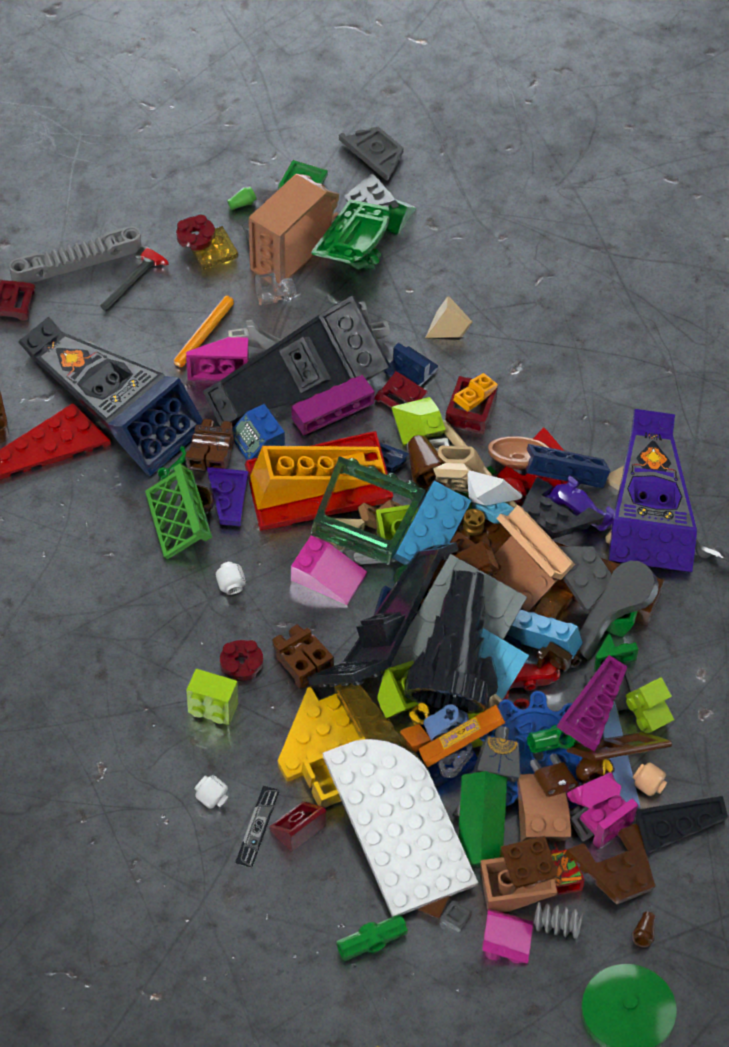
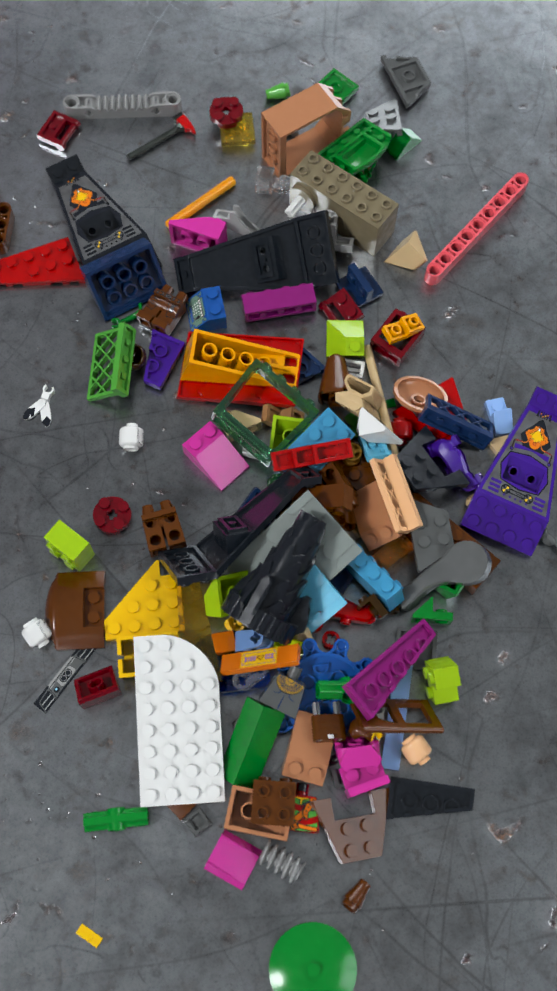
camera: 20 degrees right, 15 degrees up
(119, 577) = (42, 406): none -> white piece
(244, 760) = (77, 610): none -> reddish brown slope
(387, 288) = (360, 208): none -> dark tan piece
(434, 531) = (311, 454): none -> red slope
(510, 279) = (483, 221): none -> coral beam
(607, 449) = (499, 416): none -> light blue slope

